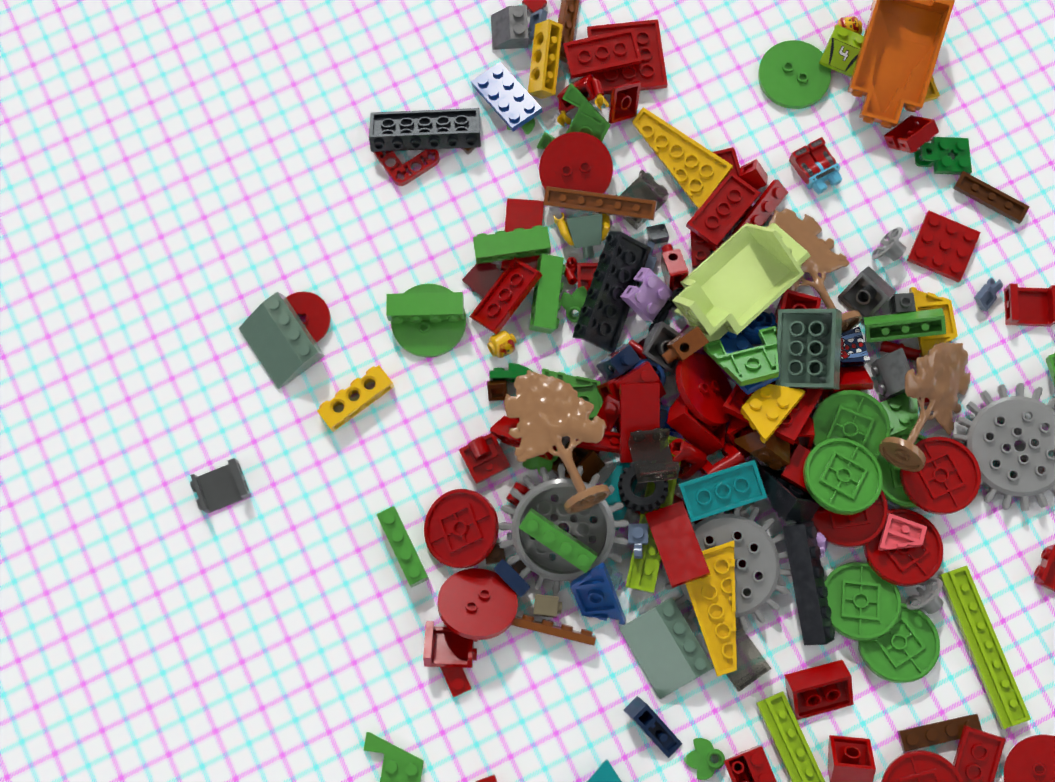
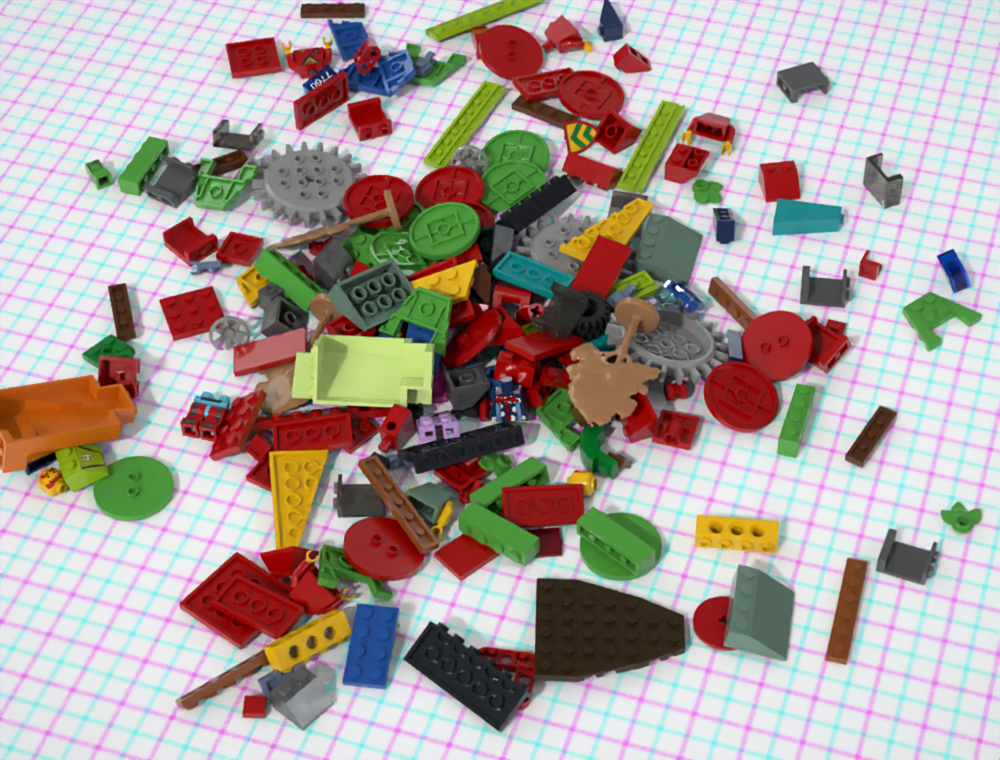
camera: 135 degrees left, 30 degrees down
(213, 566) = (960, 518): none -> bright green plate
(230, 405) = (846, 611): none -> dark orange plate
(336, 585) = (871, 436): none -> reddish brown plate
(377, 237) = (598, 631): none -> dark brown wing
(504, 724) = (824, 290): none -> dark grey panel
(547, 606) = (725, 319): dark tan brick -> none
(558, 540) = (680, 325): bright green brick -> none
(691, 341) = (454, 360): dark orange torso -> none
(785, 174) = (237, 425): none -> red plate
(840, 254) = (269, 352): none -> tile
(872, 719) = (579, 135): none -> shield
(901, 534) = (444, 191): coral wing -> none
(986, 333) = (239, 249): none -> red plate

